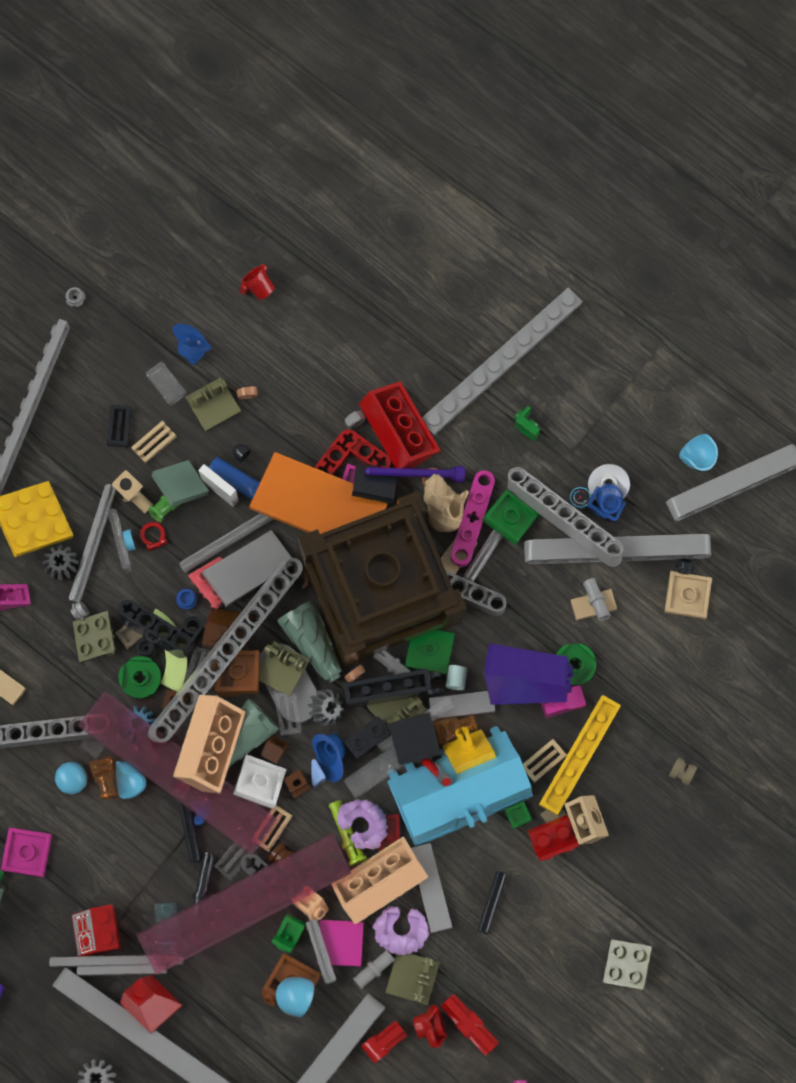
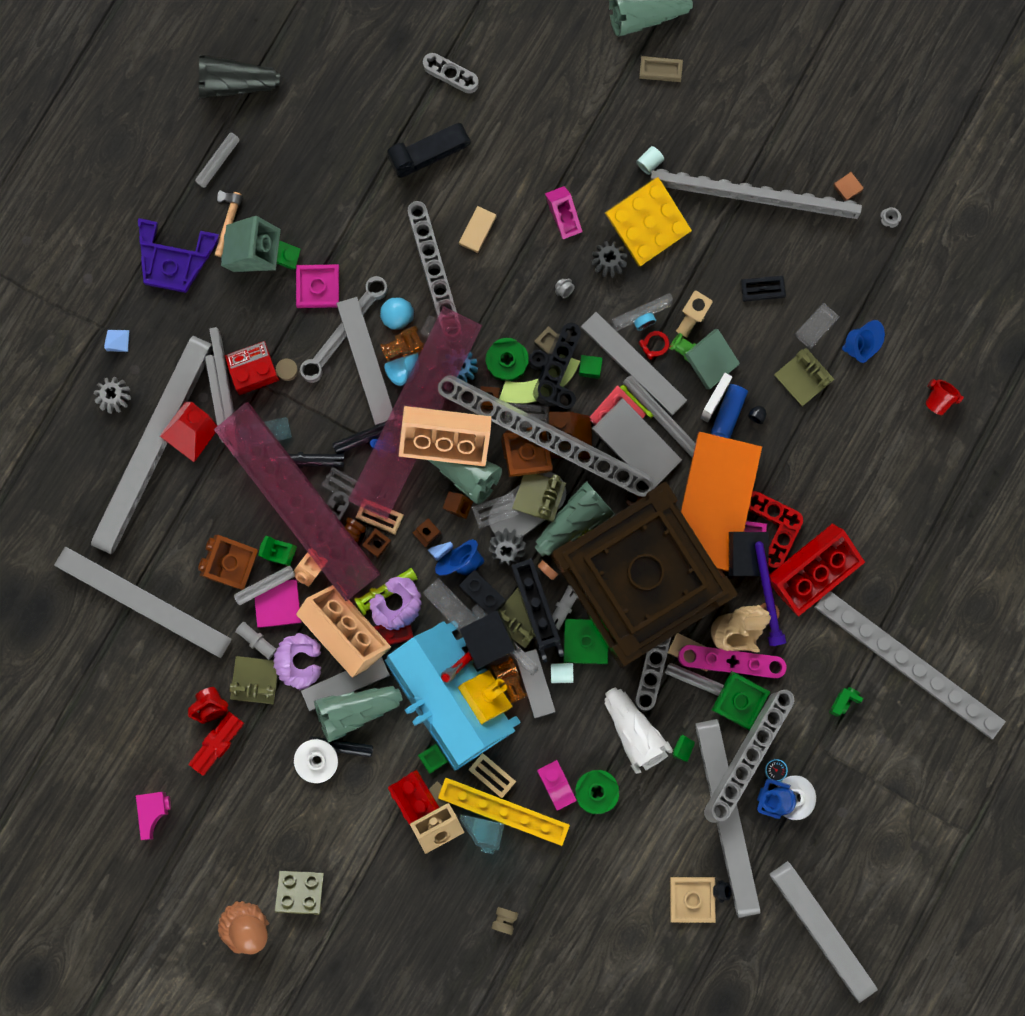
camera: 80 degrees right, 5 degrees up
(36, 329) = (848, 186): none -> nougat tile
(40, 1066) = (117, 340): none -> light blue slope
(76, 832) = (339, 334): none -> light grey piece
(92, 543) = (633, 286): light grey axle -> none
(94, 636) = (540, 307): olive hinge -> none
(105, 896) = (286, 369): none -> dark tan tile
(113, 815) = (365, 360): none -> light grey tile
(148, 436) = (758, 320): tan tile -> none
(163, 599) = (590, 366): none -> green slope
(167, 558) = (633, 363): none -> light grey tile
(186, 599) = (595, 389): blue plate -> none
(219, 553) = (624, 388): none -> lime hinge
(247, 392) = (822, 408): nougat tile -> none
(259, 781) = (421, 495): white tile -> none
(294, 829) = (376, 535): none -> reddish brown piece
(295, 995) = (216, 566): medium azure helmet -> none
(355, 419) = (815, 523): light grey tile -> none
(380, 1044) = (185, 660): red piece -> none
(459, 883) = (351, 710): none -> sand green cone
(512, 924) = (313, 771): none -> white dish
(526, 676) = (571, 742): dark purple slope -> none
(529, 615) = (639, 738): none -> white cone
(545, 578) = (683, 748): none -> green slope
(584, 610) = (664, 802): tan tile -> none
(596, 599) = (668, 803): light grey pin -> none
(599, 774) = (484, 833): none -> clear light blue slope
(655, 1023) = (243, 928): none -> nougat hair
(700, 453) = (847, 889): medium azure helmet -> none

